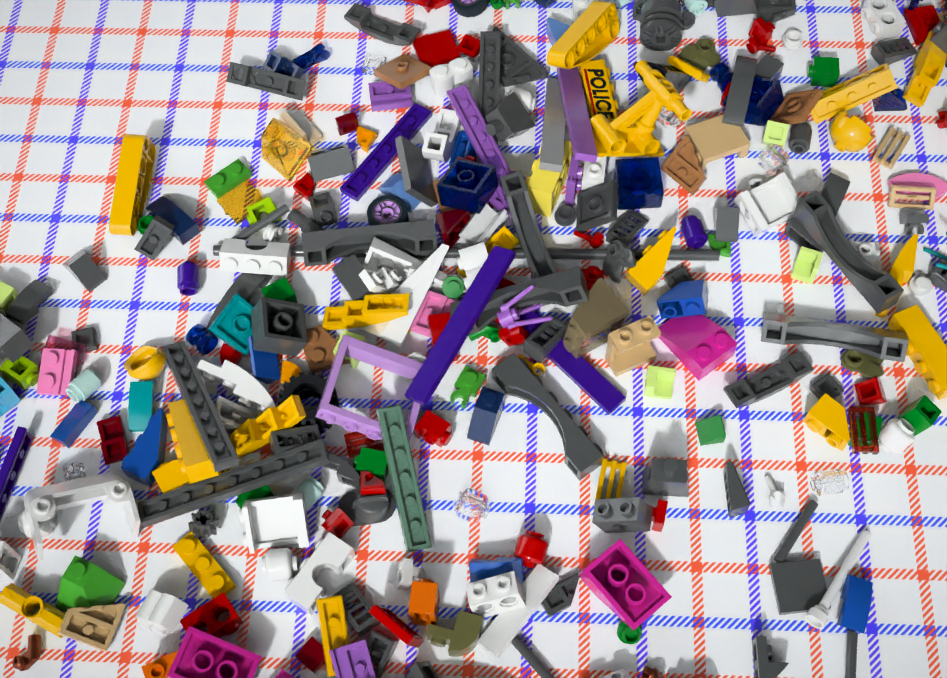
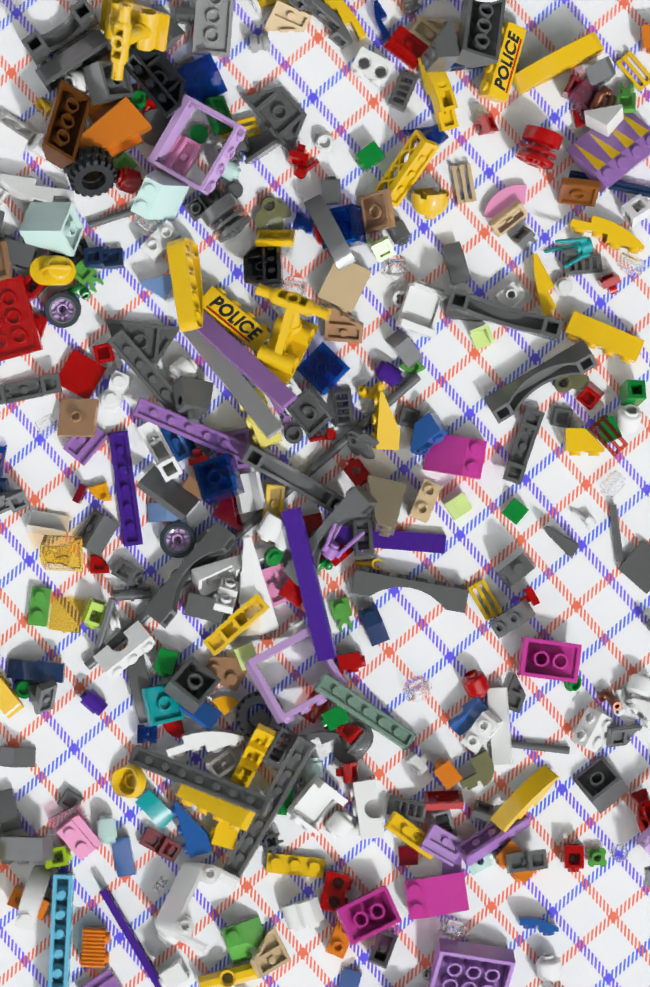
camera: 45 degrees left, 25 degrees up
(657, 229) = (368, 392): none -> yellow arm

